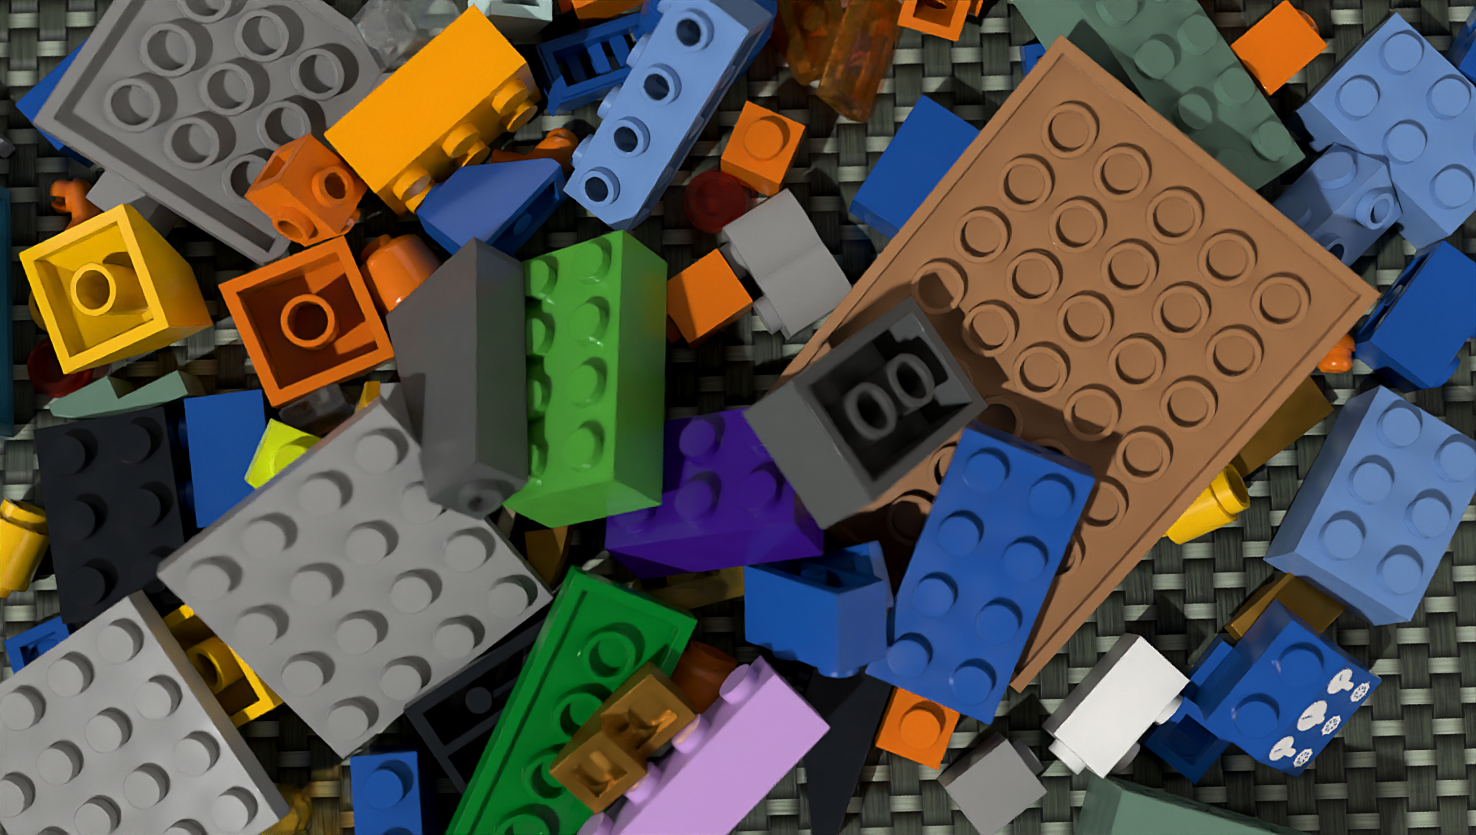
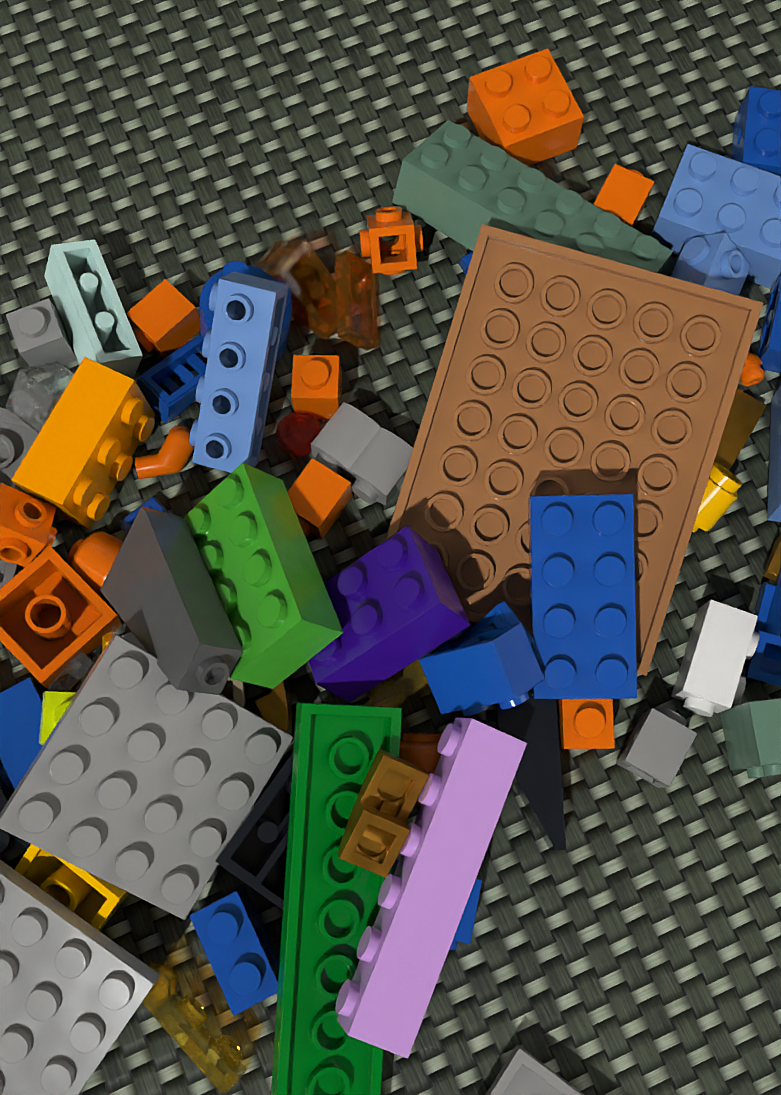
camera: 15 degrees left, 10 degrees down
(493, 203) = (152, 482): blue slope -> none
(865, 413) = (455, 511): dark grey brick -> none
(911, 166) = (418, 359): blue brick -> none

